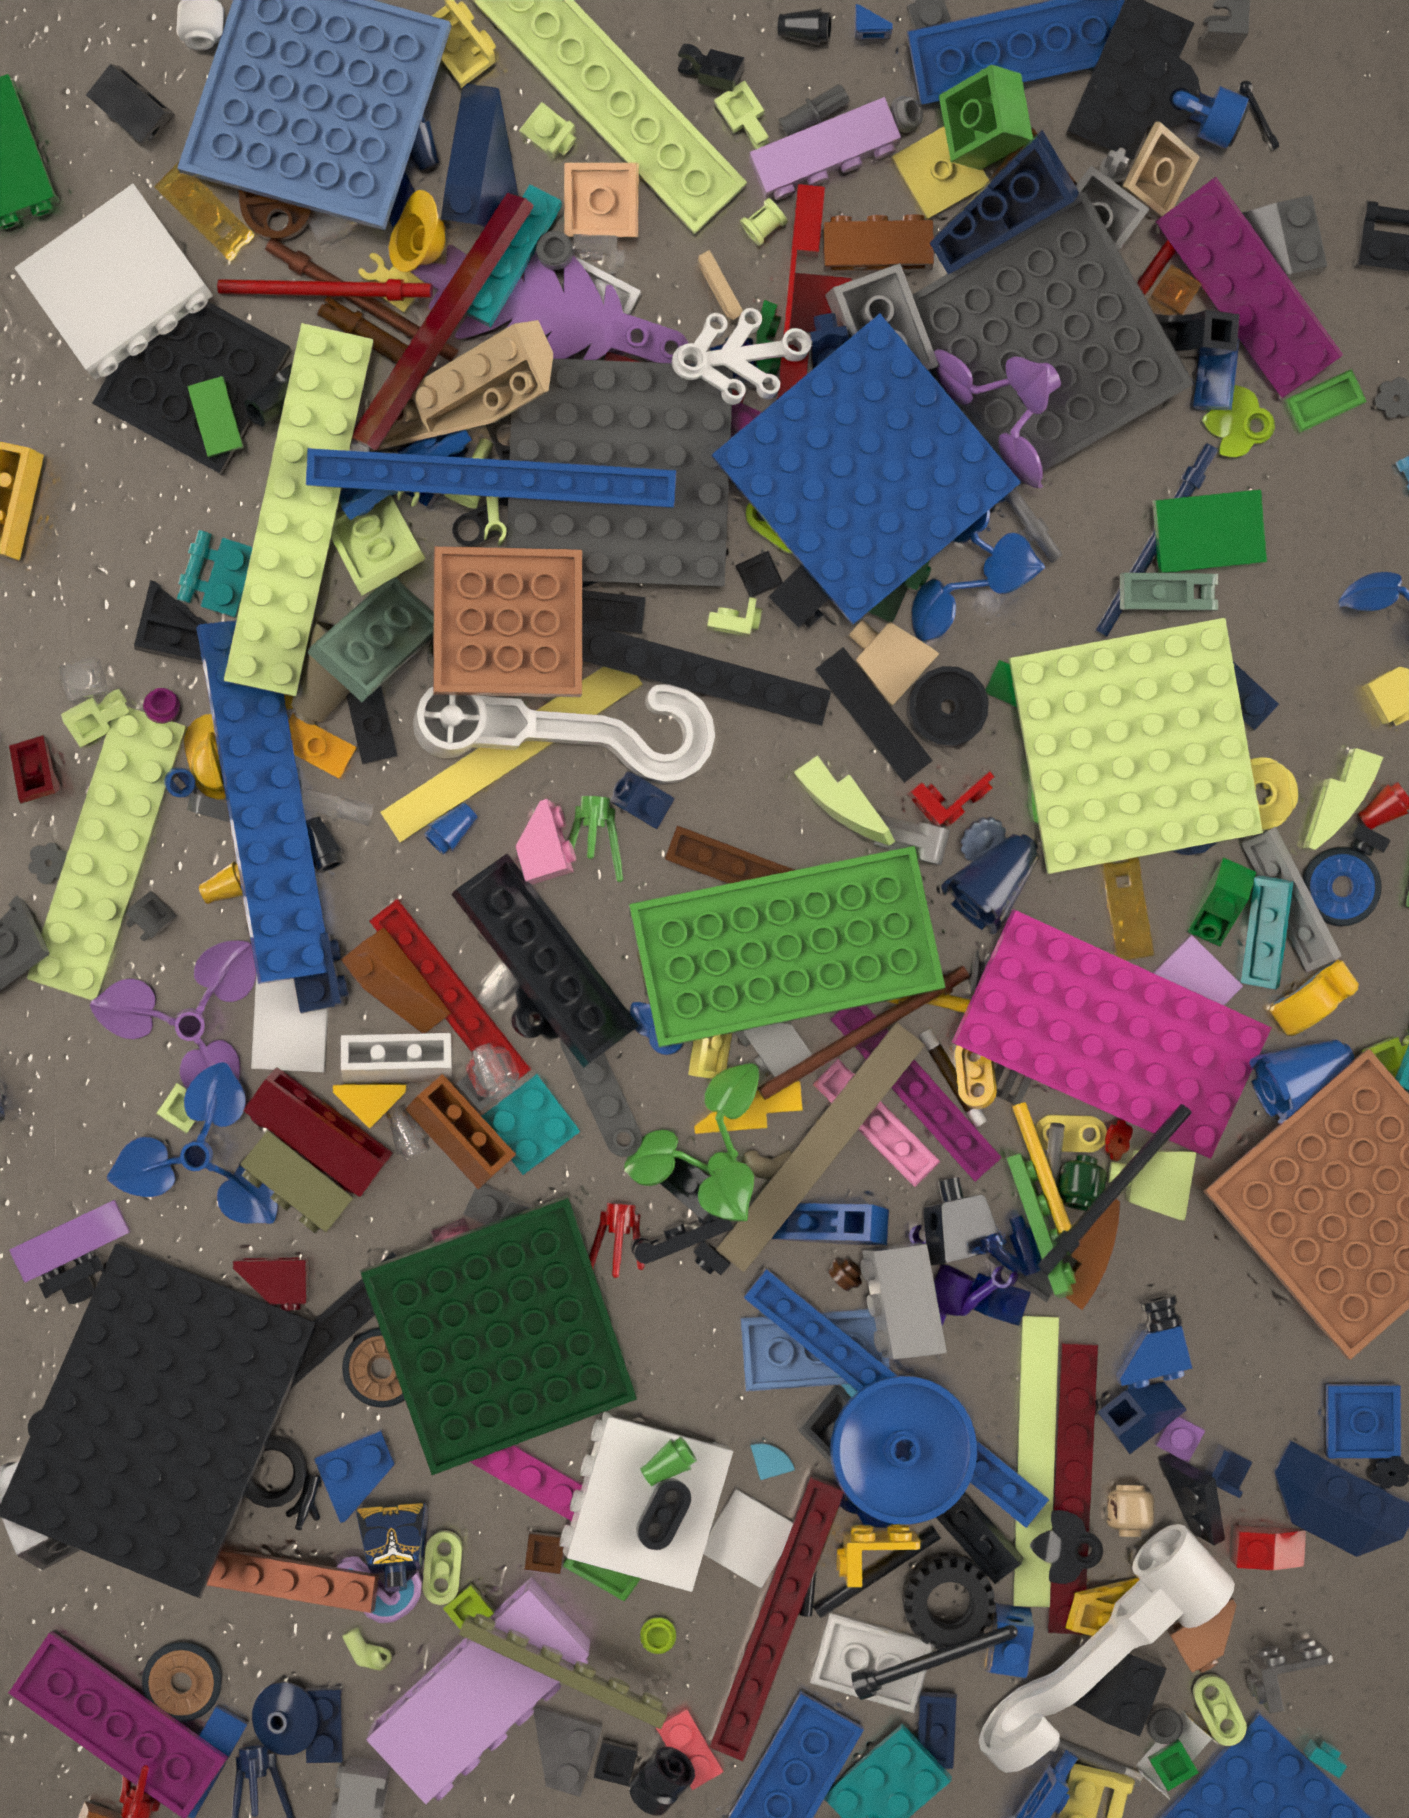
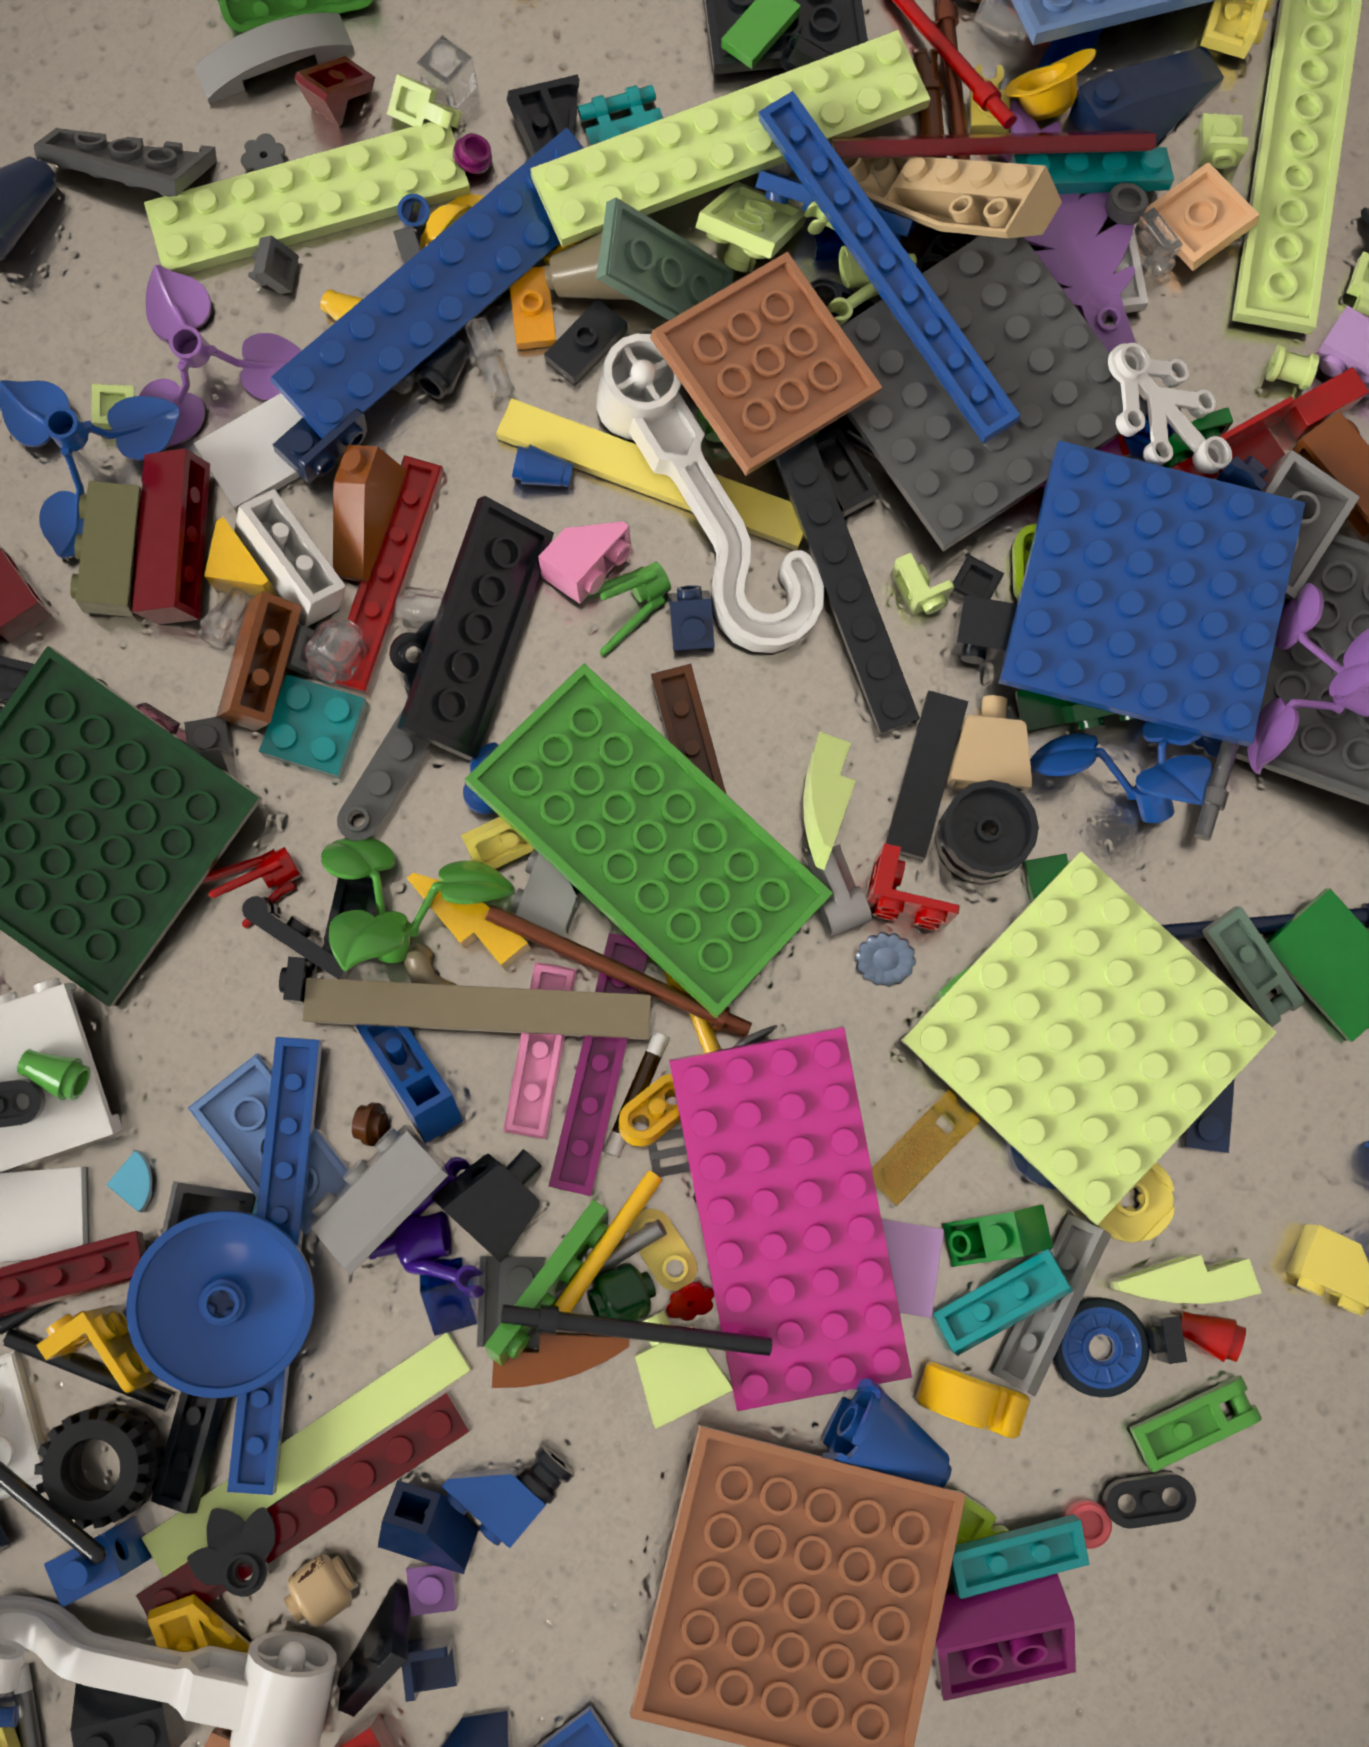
camera: 55 degrees right, 10 degrees down
(424, 147) = (1127, 42): dark blue cone -> none
(720, 287) = (1209, 360): tan tile -> none
(993, 882) = (853, 994): dark blue cone -> none
(1024, 1246) = (517, 1277): clear blue plant -> none

